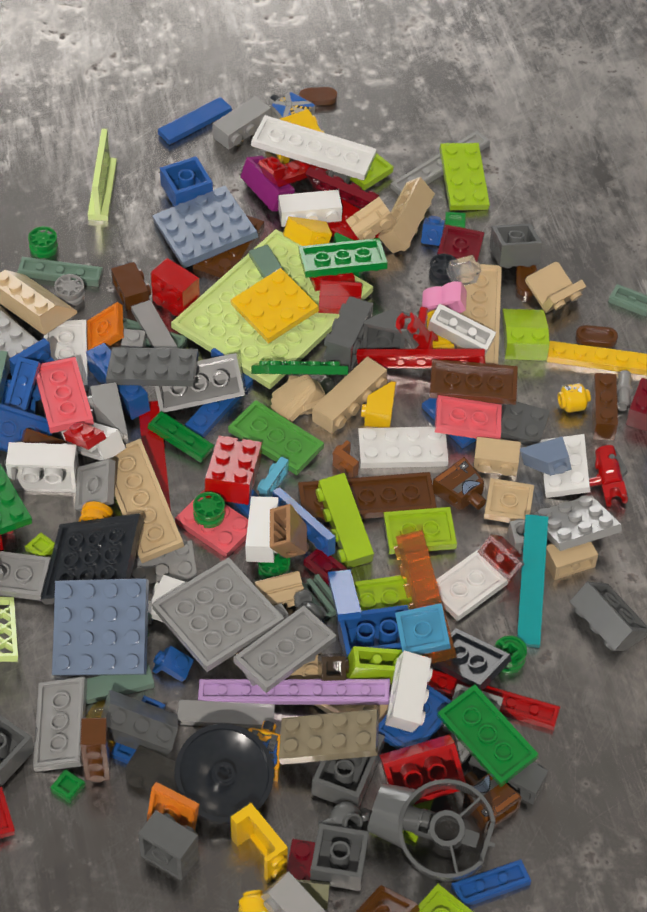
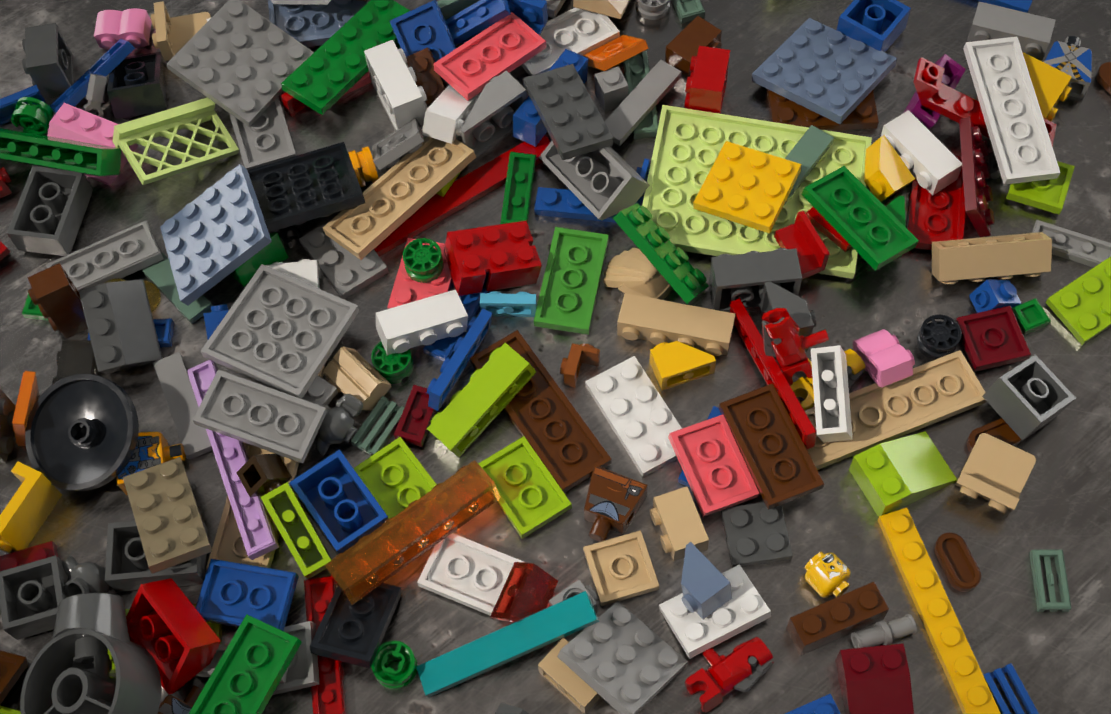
camera: 70 degrees right, 10 degrees up
(40, 546) = (311, 140): lime tile -> none
(84, 435) = (434, 96): red plate -> none
(287, 532) = (415, 347): medium nougat torso -> none
(344, 595) = (370, 444): tile -> none
(371, 220) = (941, 220): tan brick -> none
(409, 692) = (256, 570): white brick -> none
(423, 629) = (344, 546): dark azure plate -> none
(464, 270) = (937, 356): clear brick -> none

